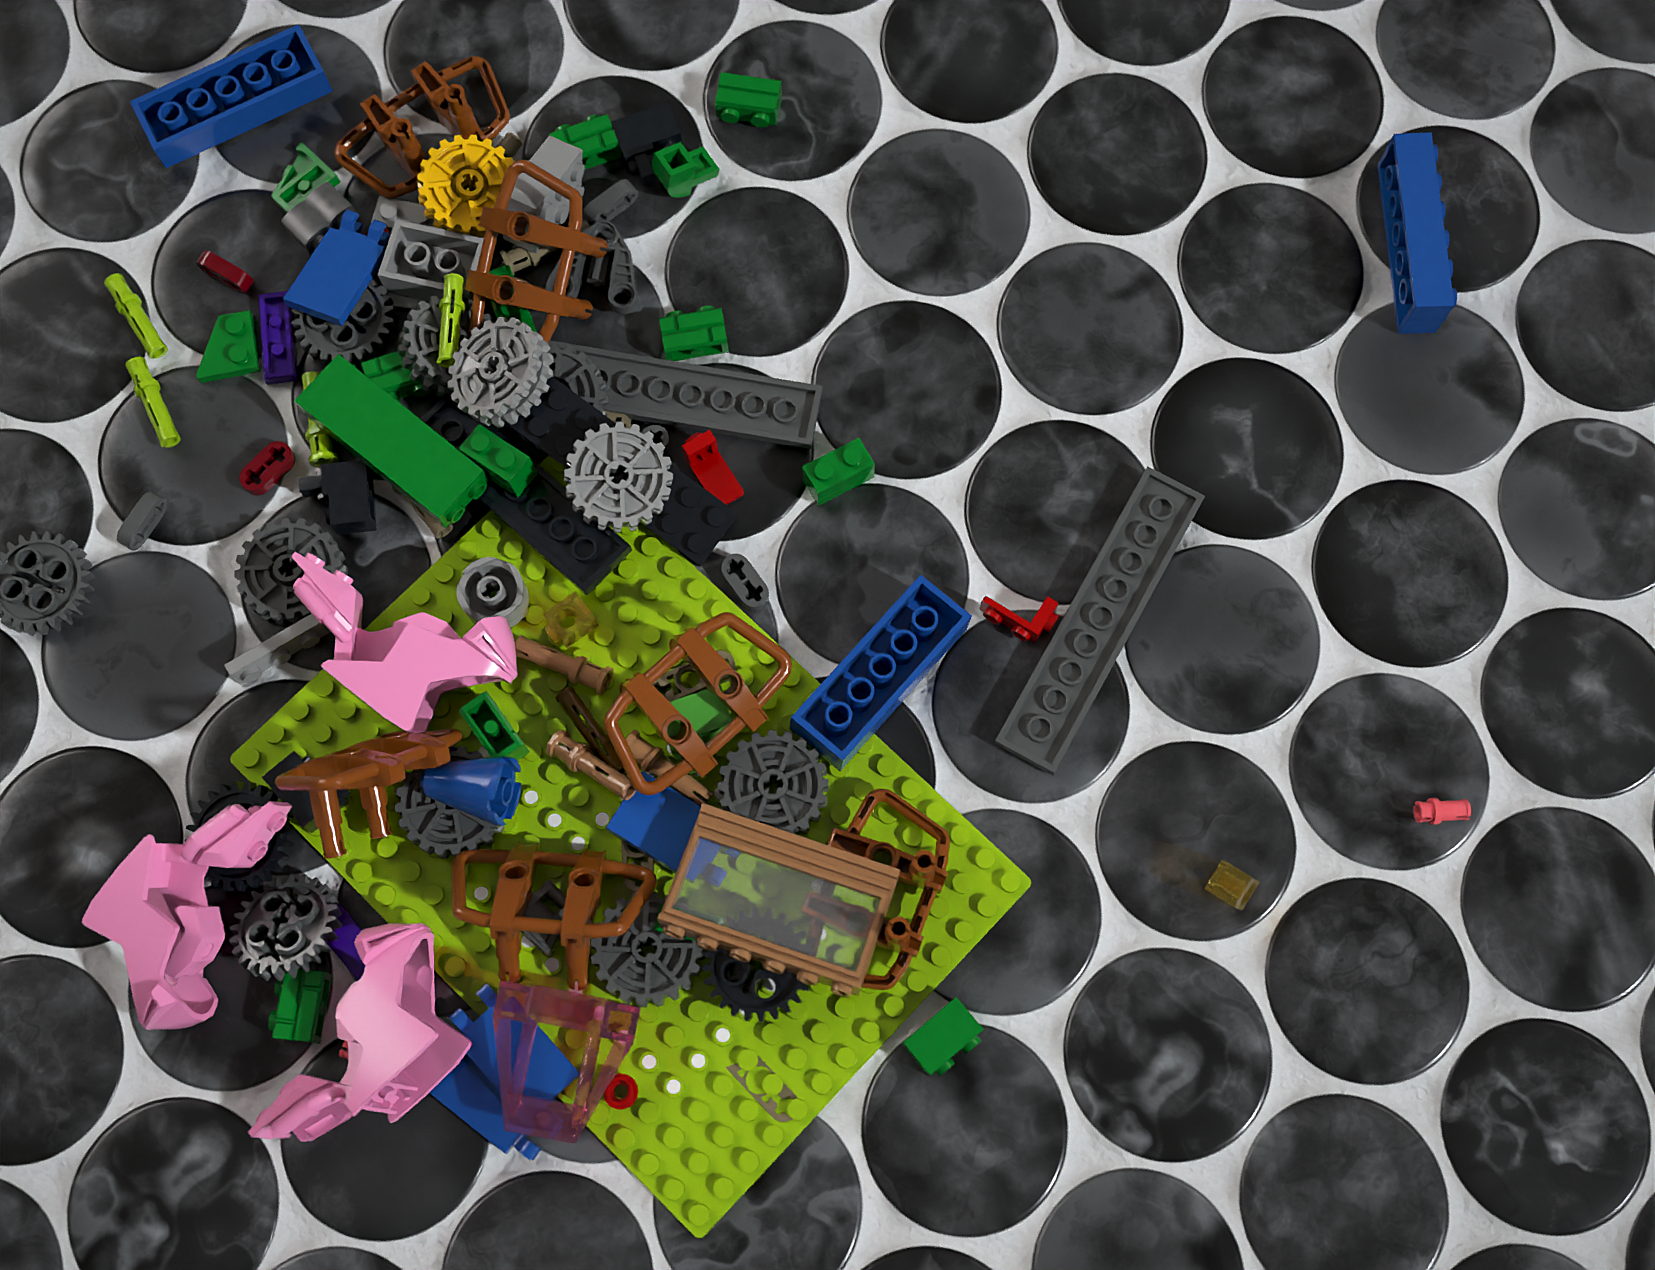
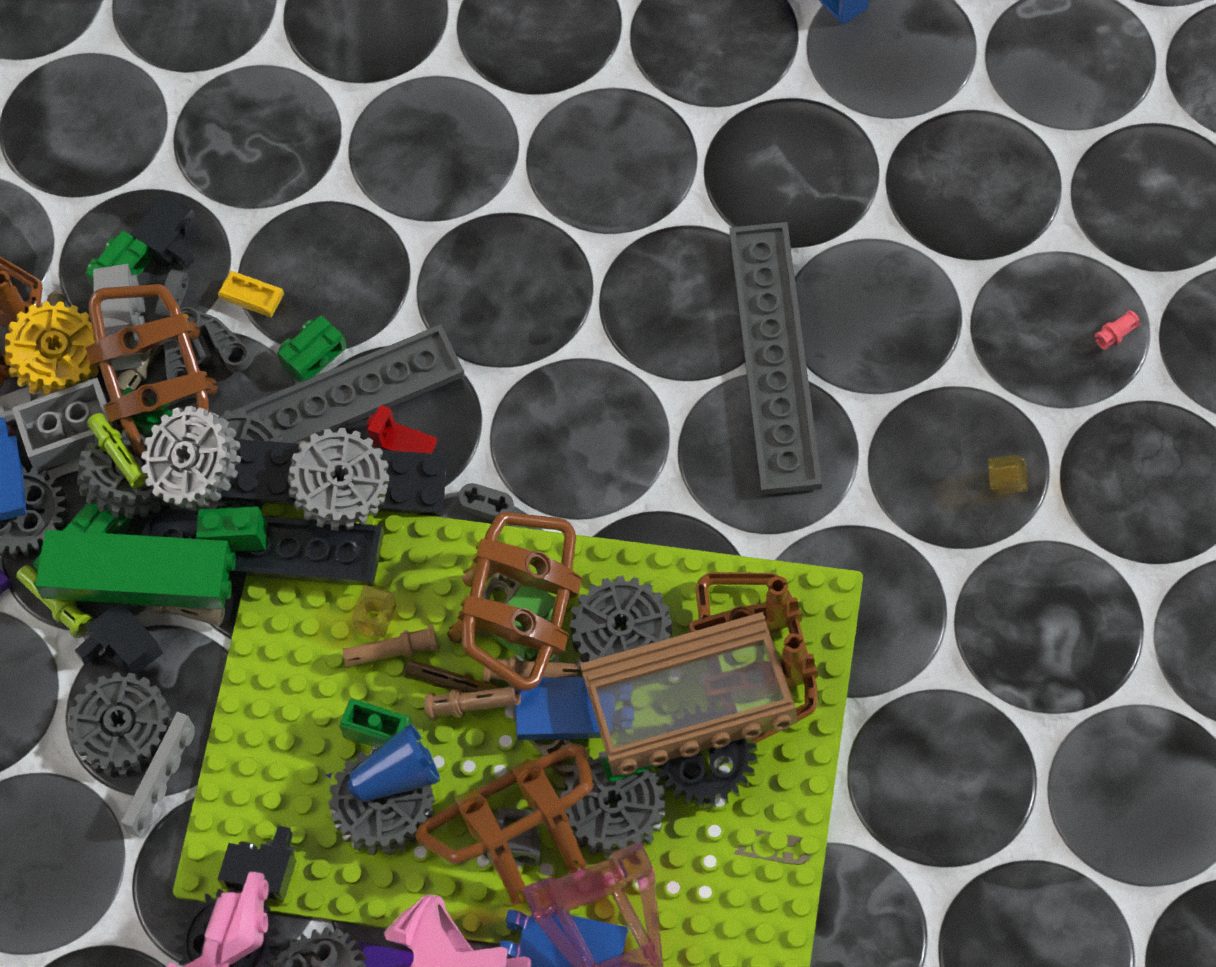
camera: 30 degrees left, 10 degrees down
(267, 468) = (45, 664): dark red beam -> none
(367, 767) = (295, 811): dark orange piece -> none
(406, 665) = (271, 724): bright pink piece -> none
(492, 575) = (313, 627): light grey brick -> none
(632, 1094) = (673, 911): red plate -> none
(679, 246) = (251, 294): none -> yellow plate
(682, 169) = (212, 234): green brick -> none
(748, 99) = (225, 154): green brick -> none
(838, 471) = (499, 377): green brick -> none
(879, 672) = (640, 494): blue brick -> none
(943, 1037) = (879, 720): green brick -> none
(1021, 628) = (717, 398): red bracket -> none

